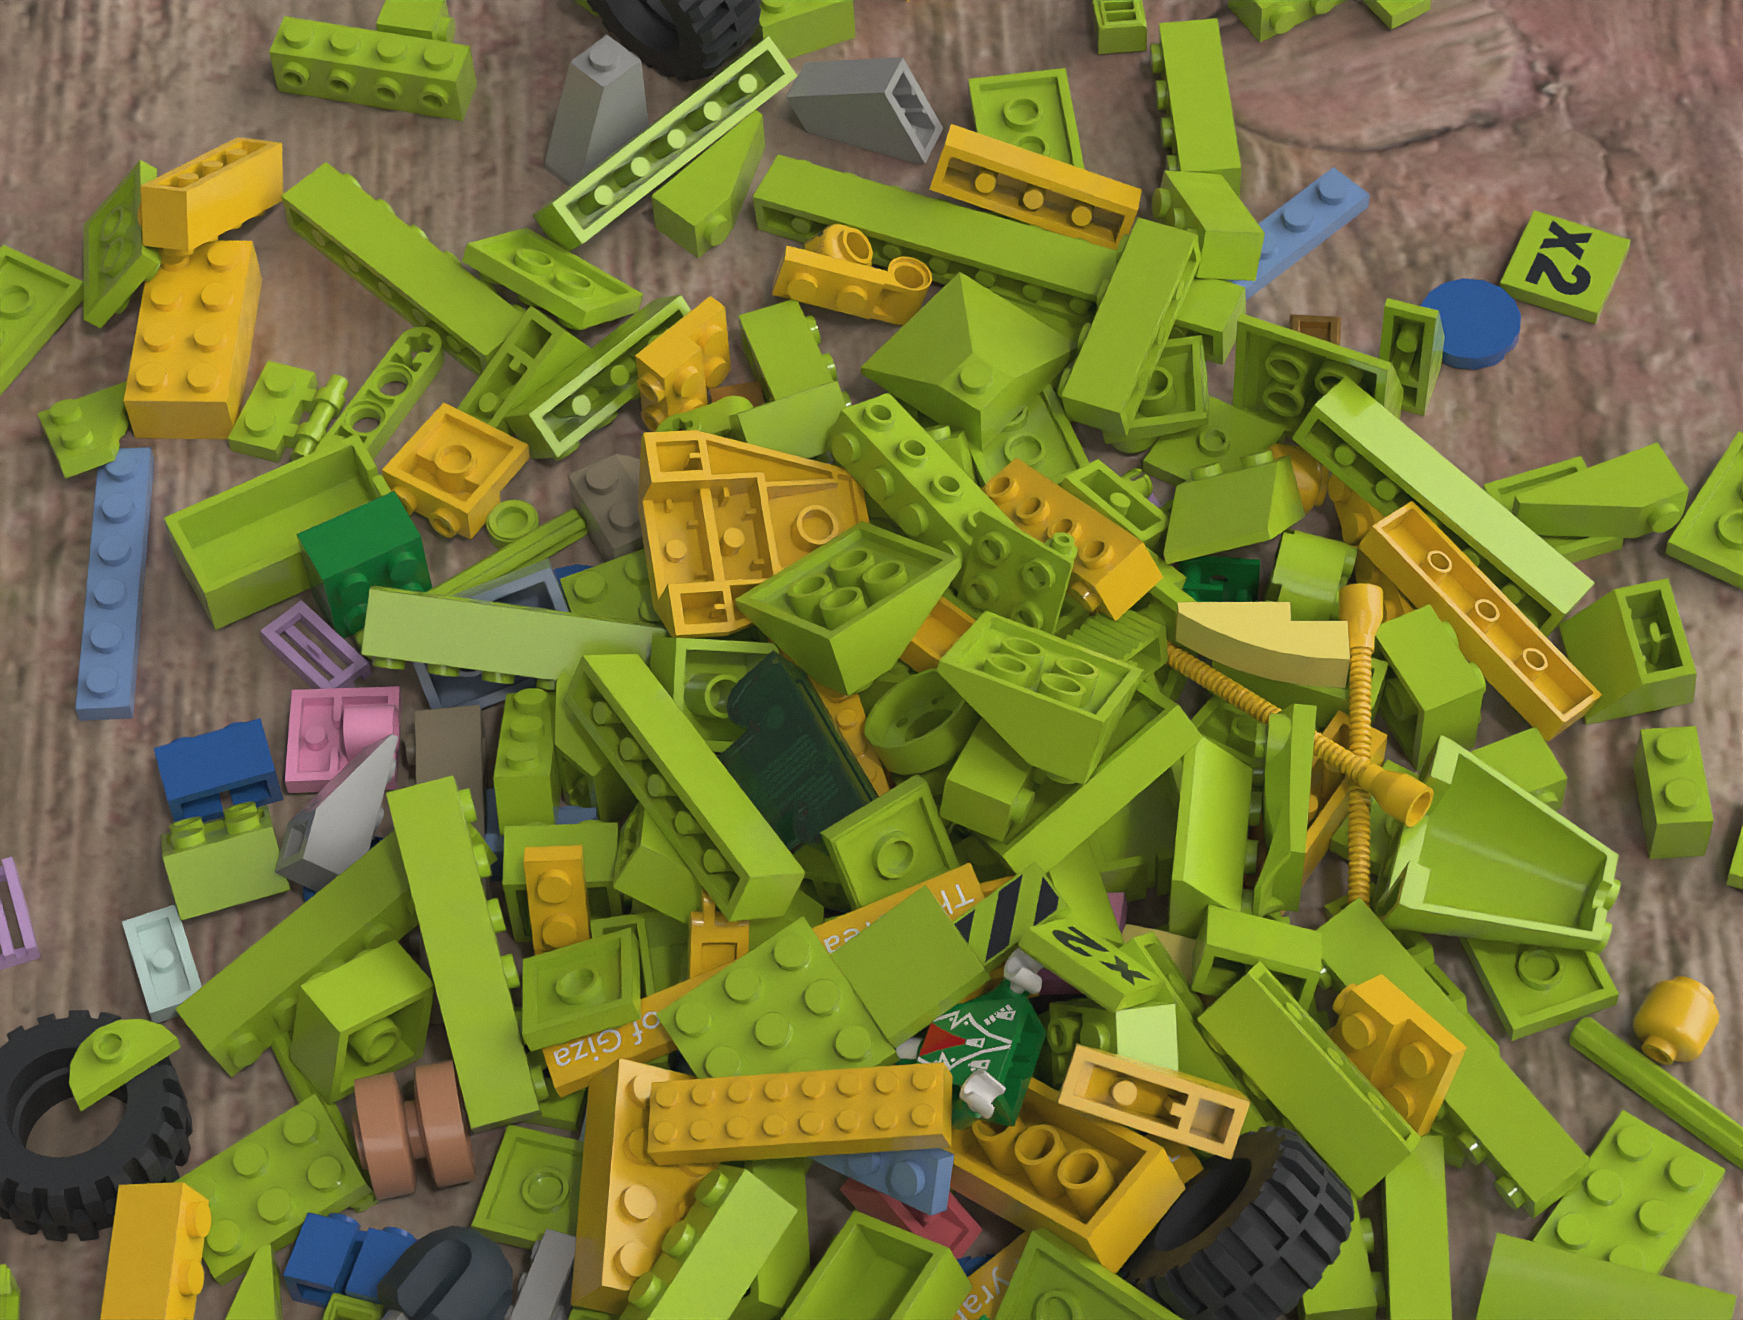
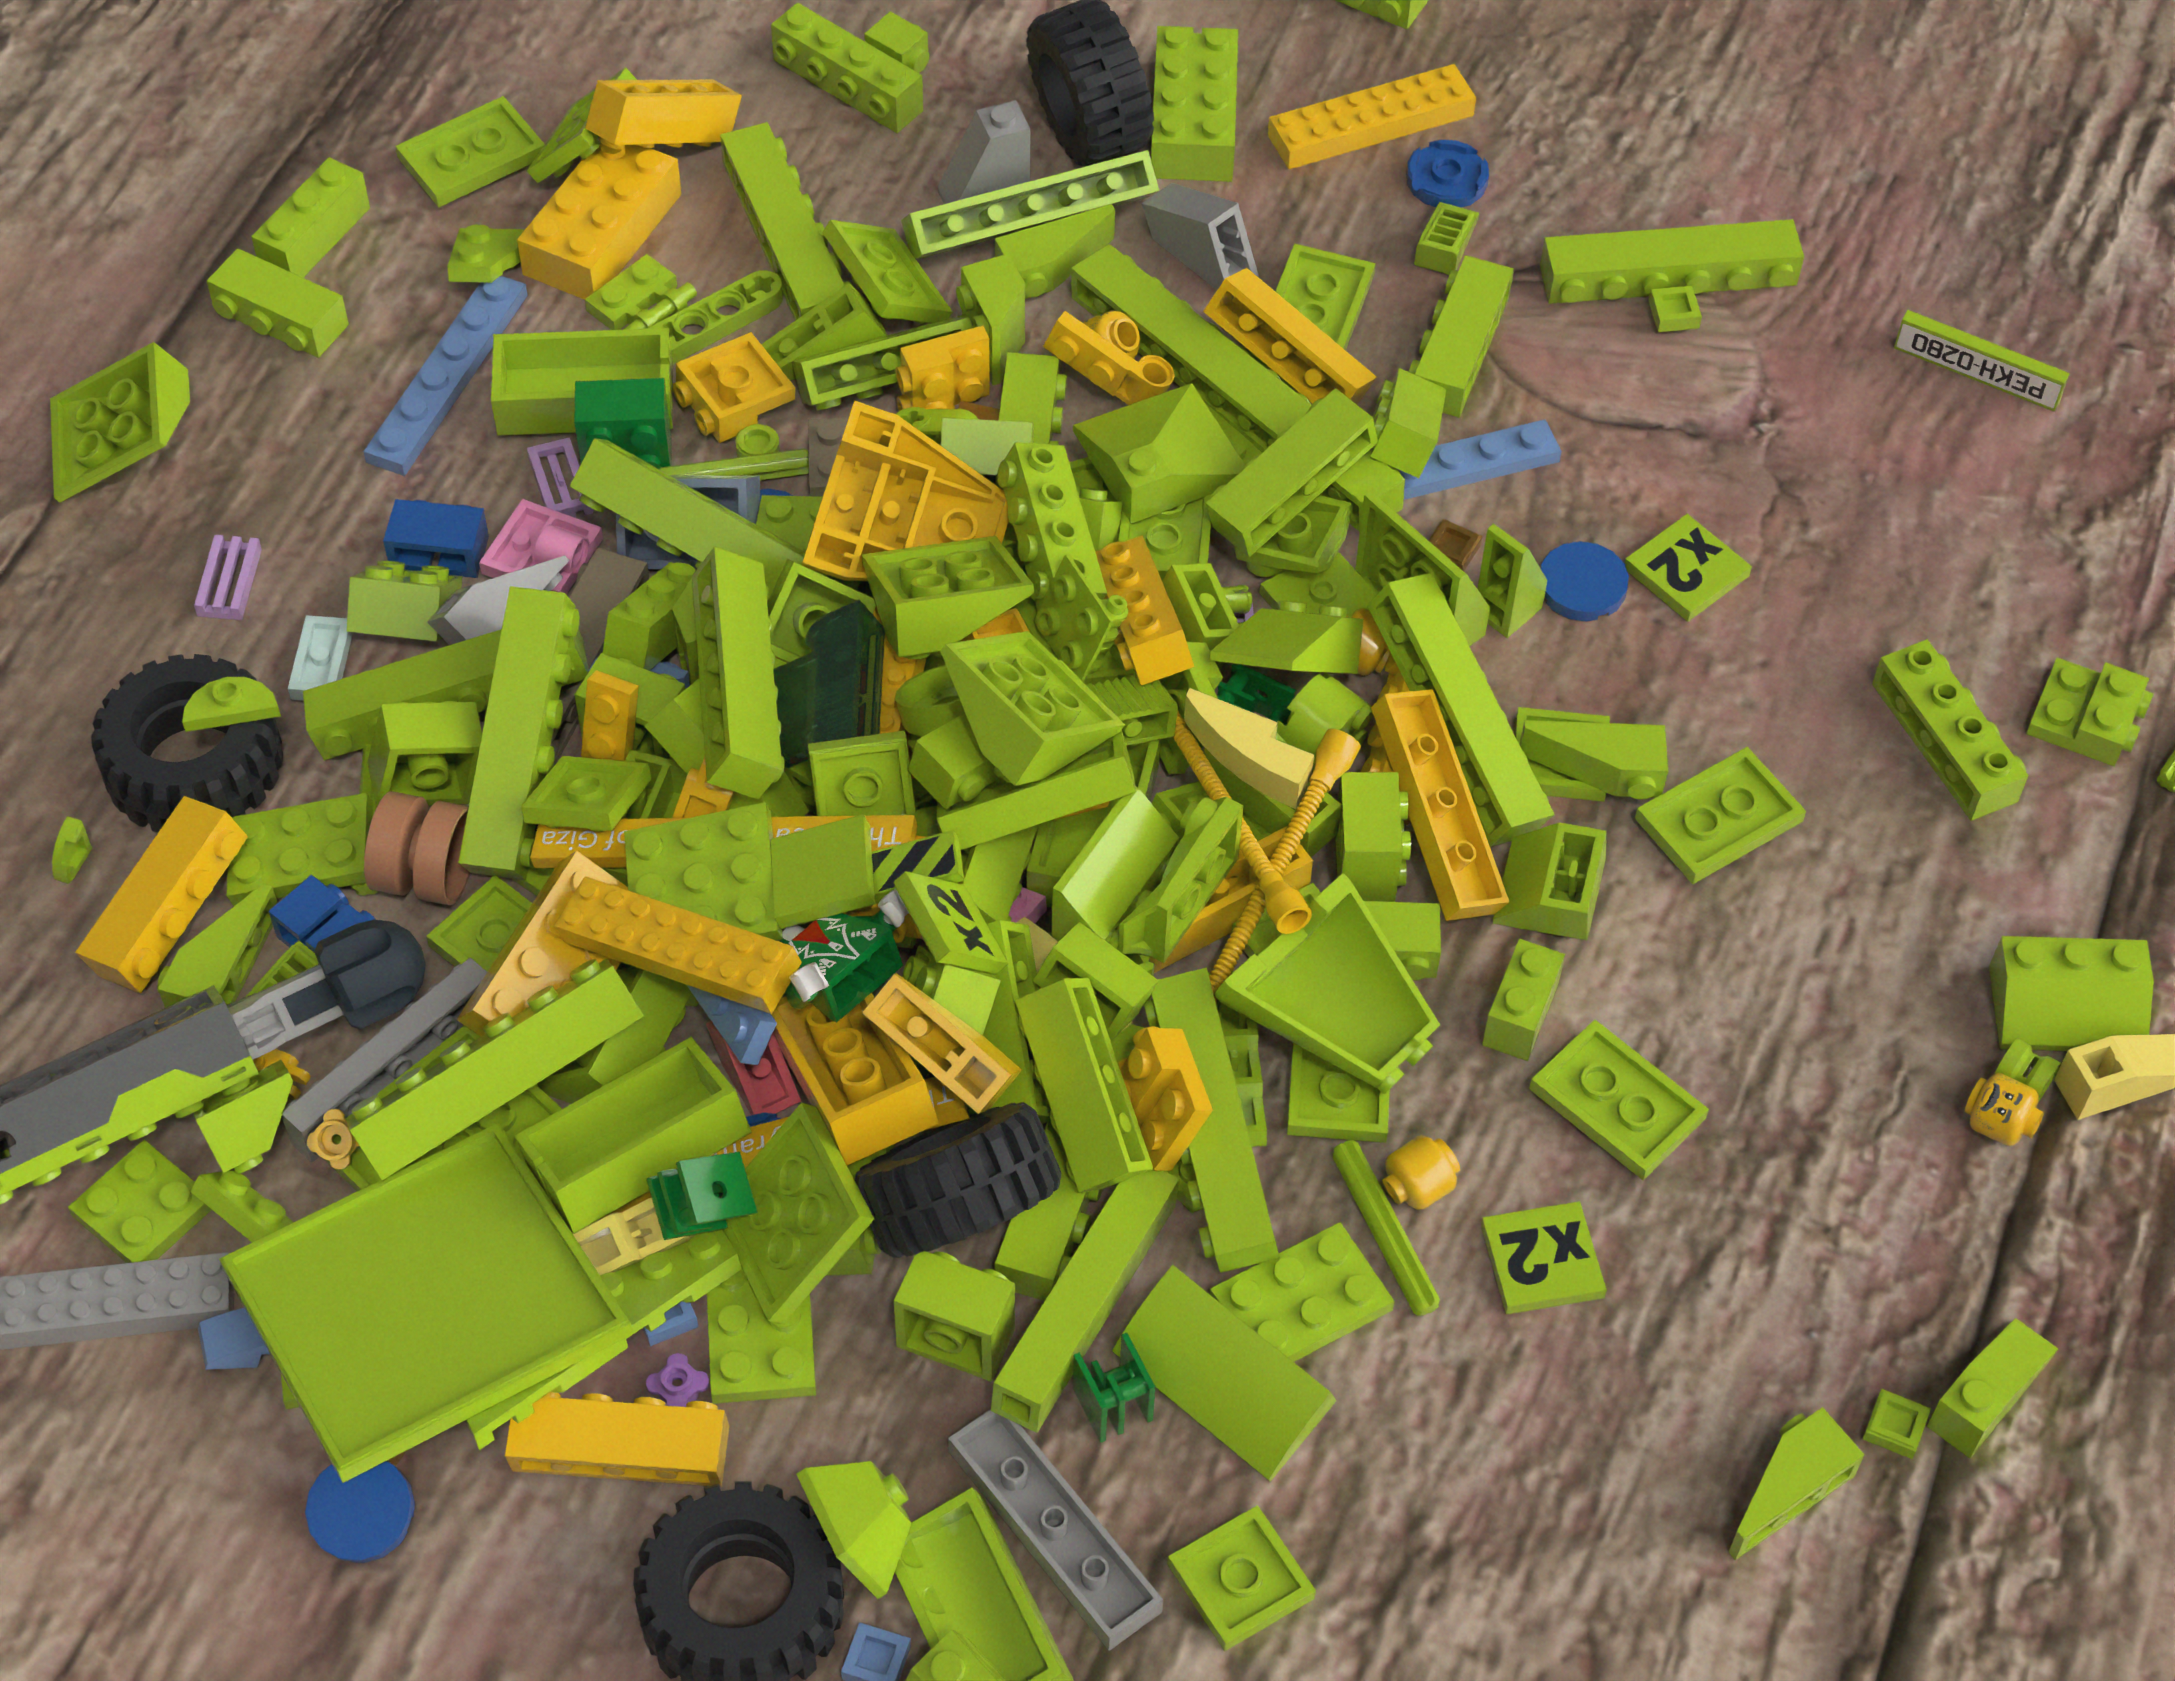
camera: 20 degrees right, 0 degrees up
(695, 261) = (995, 298): none -> lime slope

